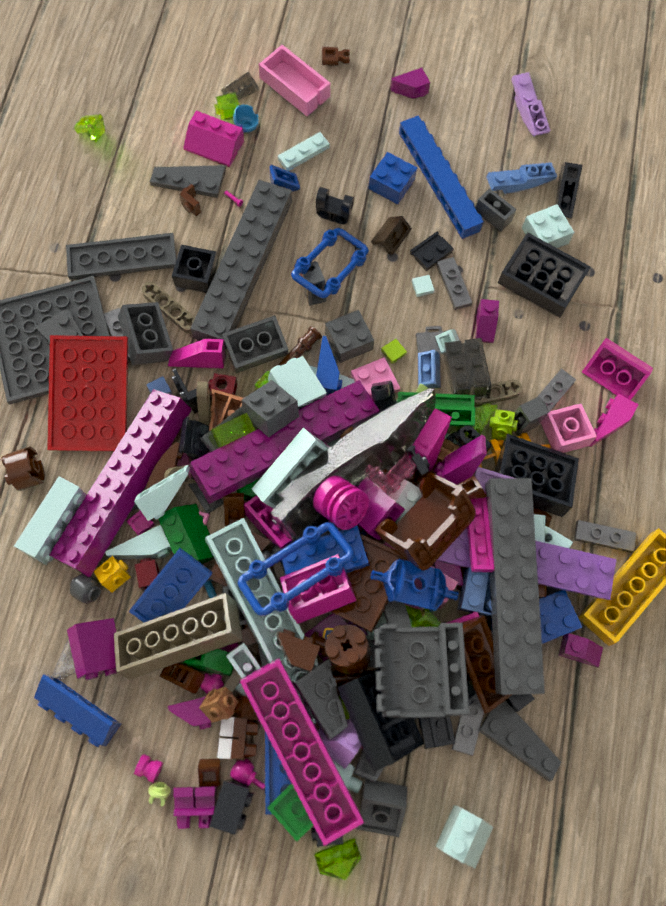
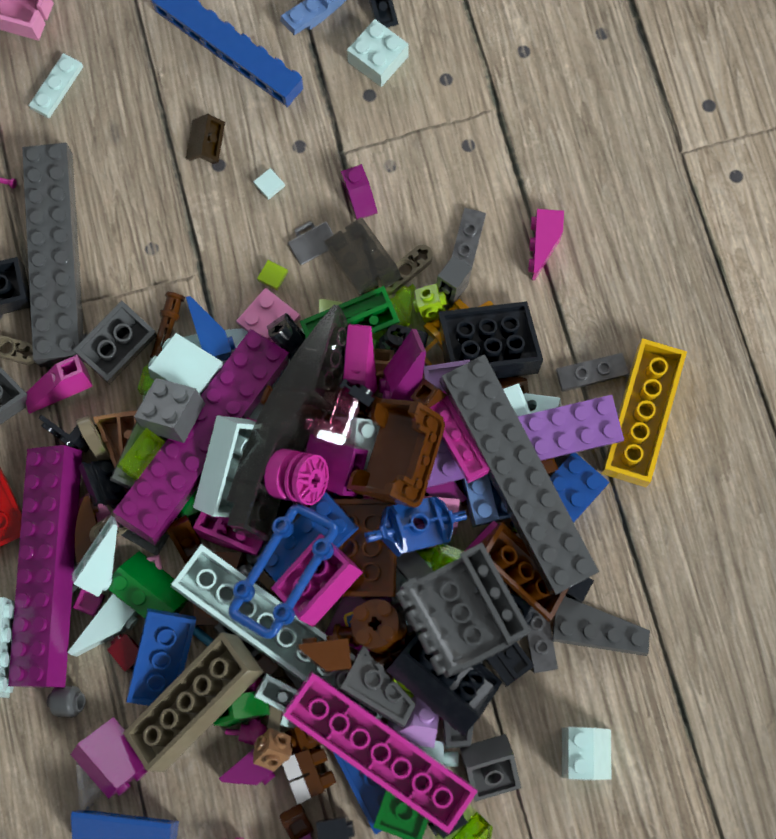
camera: 20 degrees left, 5 degrees up
(112, 573) = (87, 671): yellow brick -> none
(159, 384) = (31, 440): medium blue tile -> none
(192, 682) = (231, 740): reddish brown slope -> none
(219, 379) = (94, 401): dark red brick -> none
(243, 772) = (333, 806): dark pink piece -> none
(283, 178) = (50, 131): blue slope -> none
(316, 277) = (139, 235): dark grey torso -> none
(333, 208) = (124, 140): black piece -> none
(333, 284) = (169, 234): blue bar -> none
(349, 336) = (215, 282): dark grey brick -> none
(392, 178) = (174, 71): blue brick -> none
(429, 369) = (321, 277): medium blue slope -> none
(431, 251) = (260, 138): black plate -> none
(448, 336) = (325, 231): light aqua slope -> none
(454, 283) = (302, 164): flat silver plate -> none
(495, 210) = (308, 57): dark grey brick -> none
(543, 274) = (396, 109): black slope -> none
(568, 429) = (501, 274): bright pink brick -> none
(580, 650) = (619, 505): magenta slope -> none
(617, 369) = (525, 180): dark pink slope -> none

